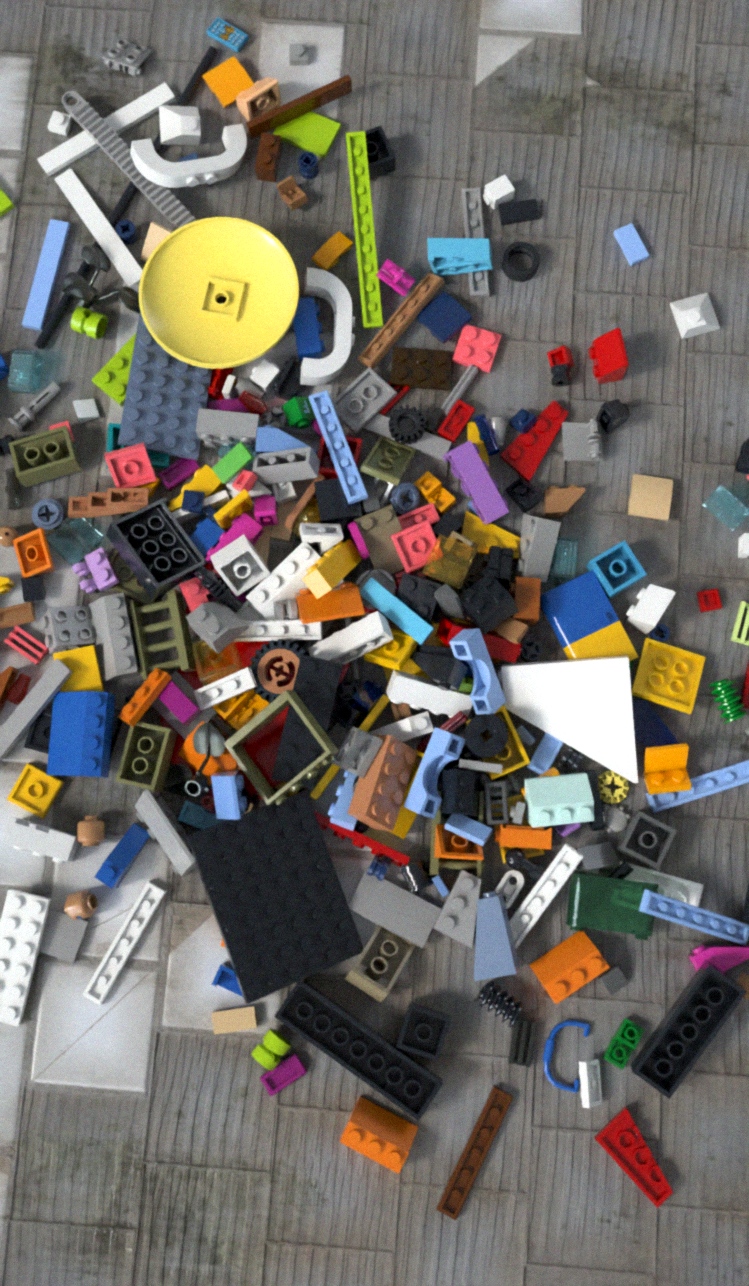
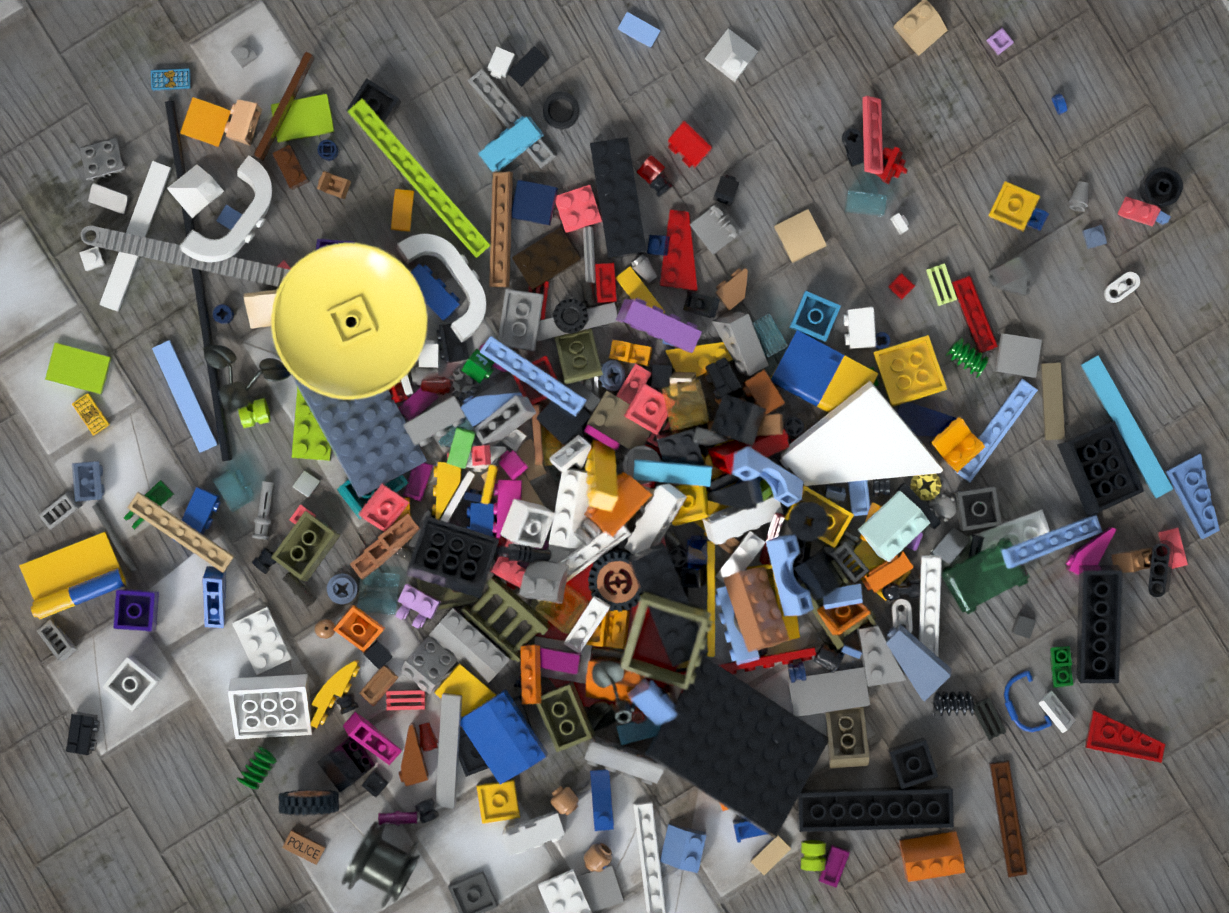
camera: 40 degrees left, 10 degrees up
(99, 227) = (198, 326): white sticker -> none
(109, 87) = (108, 198): none -> slope
(161, 954) = (683, 848): none -> medium blue slope
(193, 501) = (452, 499): dark blue plate -> none
(357, 751) = (721, 600): light grey slope -> none
(395, 277) = (472, 199): dark pink hips -> none
(480, 766) = (819, 545): light grey tile -> none
(486, 435) = (638, 278): clear blue pin -> none
(516, 359) = (618, 198): none -> black brick
(516, 813) = (869, 557): light grey plate -> none
(569, 966) = (984, 641): orange slope -> none

